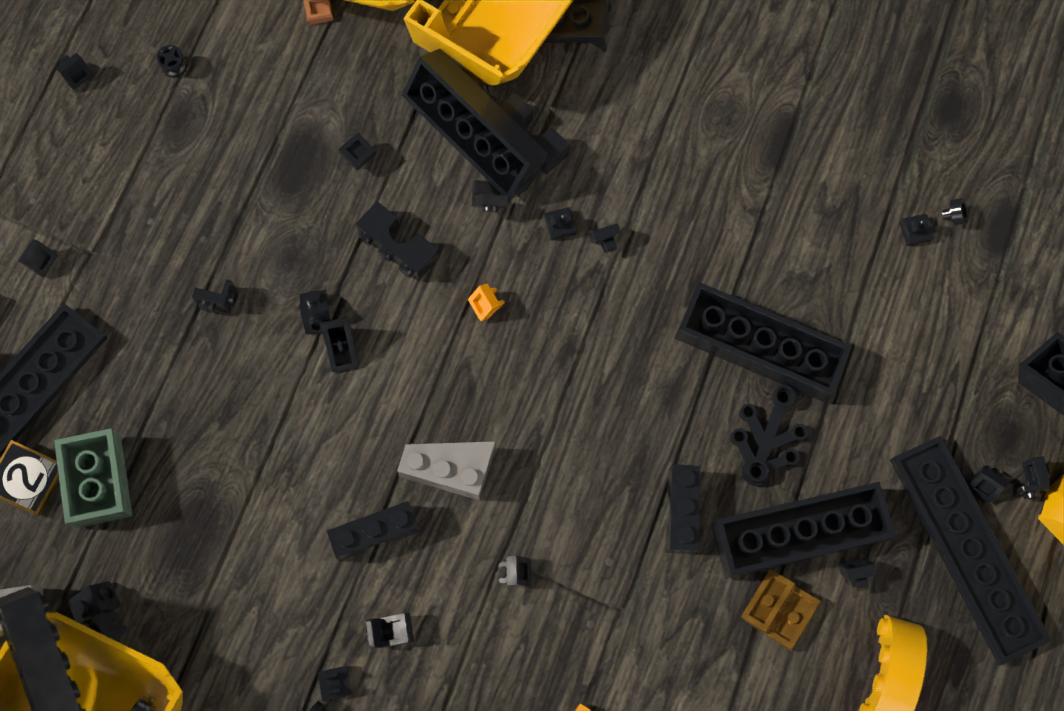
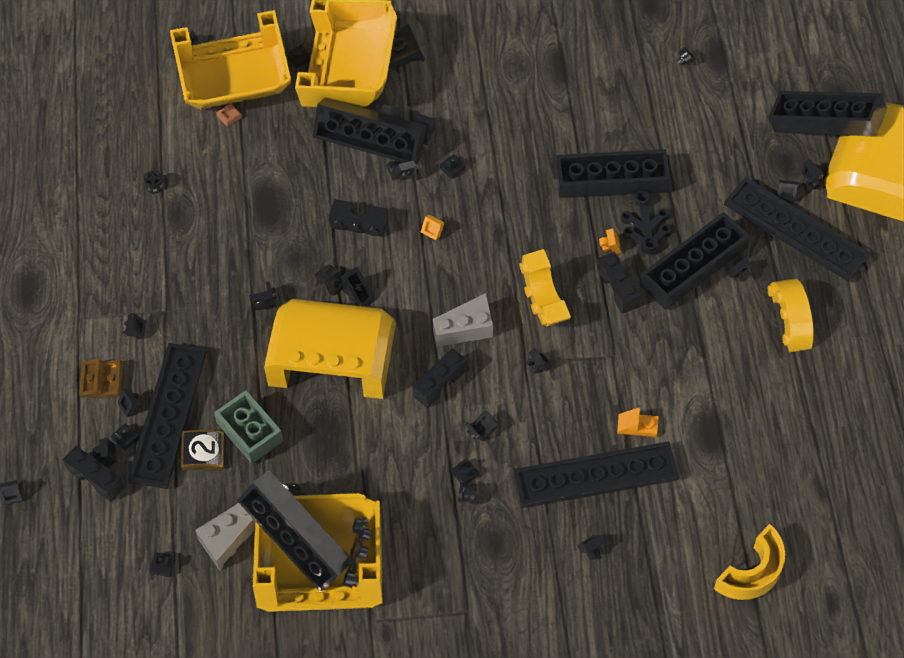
camera: 20 degrees left, 15 degrees down
(74, 70) = (94, 213): black tile -> none
(259, 412) = (331, 342): none -> yellow slope
(357, 151) = (304, 179): black tile -> none
(573, 479) = (541, 289): none -> yellow brick
(605, 236) = (485, 160): black tile -> none
(707, 442) = (610, 242): none -> light orange tile
(780, 610) = (707, 311): pearl gold slope -> none
(917, 229) = (668, 77): black tile -> none

